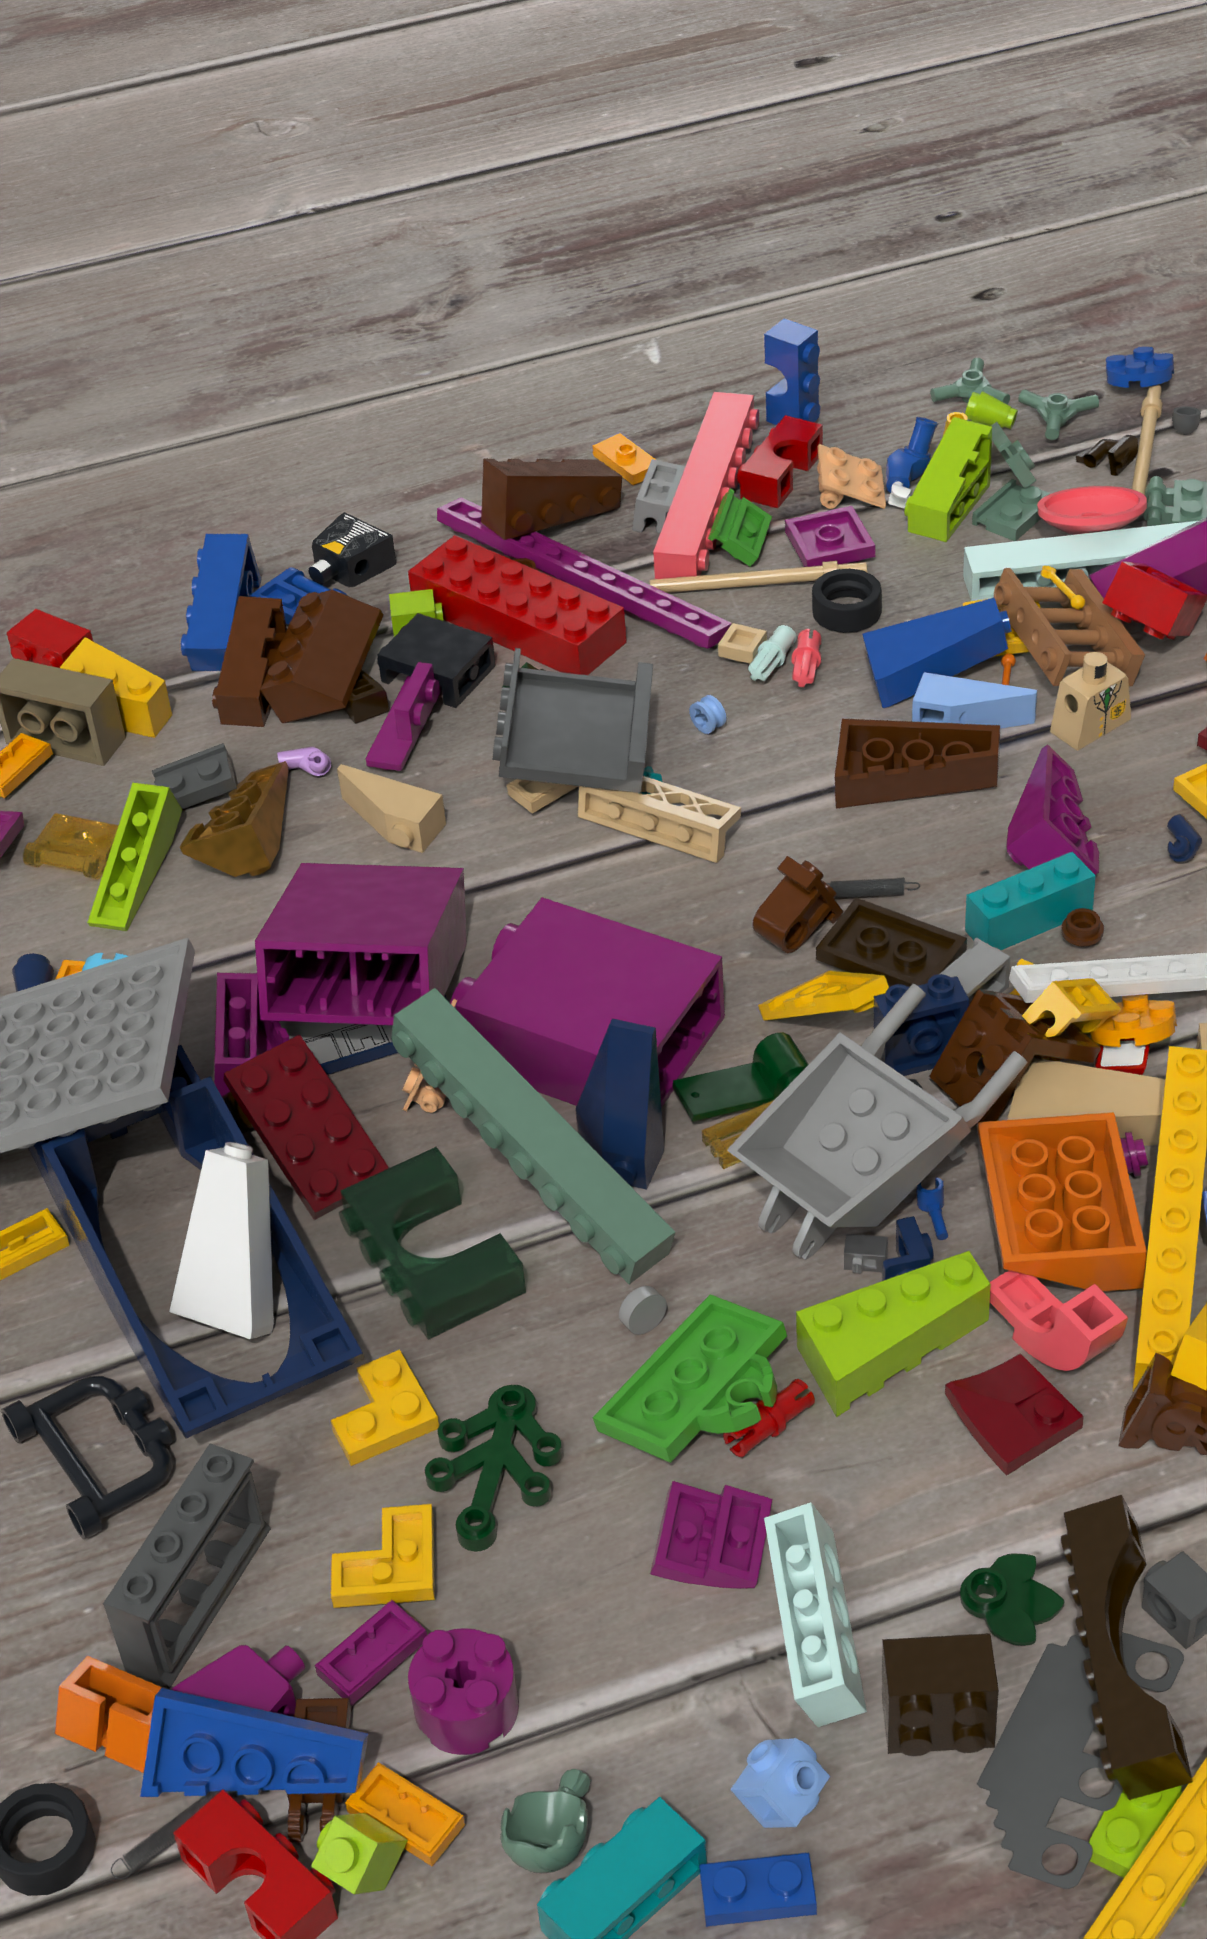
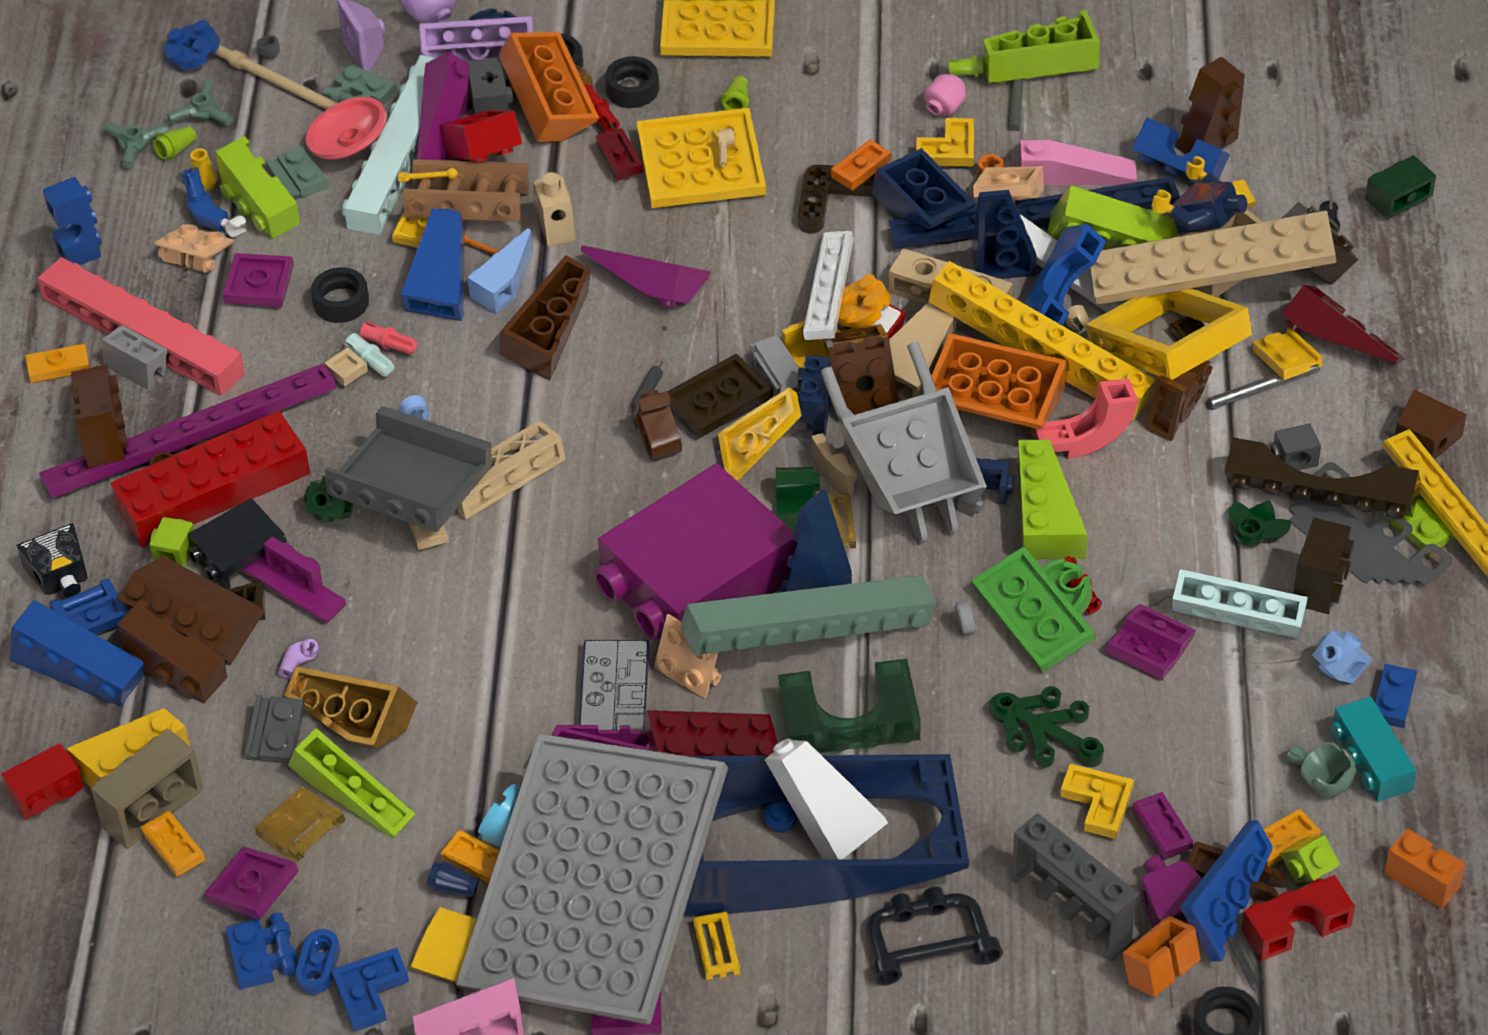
camera: 70 degrees left, 5 degrees up
(359, 942) = (575, 650): magenta brick -> none
(393, 808) = (395, 617): tan slope -> none
(394, 1416) = (982, 771): yellow plate -> none
(463, 1690) = (1216, 783): magenta brick -> none
(740, 527) = (213, 322): bright green plate -> none
(750, 578) = (294, 296): tan bar -> none
(769, 471) = (132, 264): red arch -> none
(1013, 1412) = (1129, 474): dark red plate -> none
(1014, 456) = (261, 144): sand green plate -> none
(1029, 902) = (724, 311): teal brick -> none
(1072, 1002) = (858, 312): yellow hinge -> none
(1082, 927) = (755, 298): reddish brown plate -> none
(1119, 453) = (263, 100): dark brown piece -> none
(1187, 840) = (705, 219): dark blue arm -> none

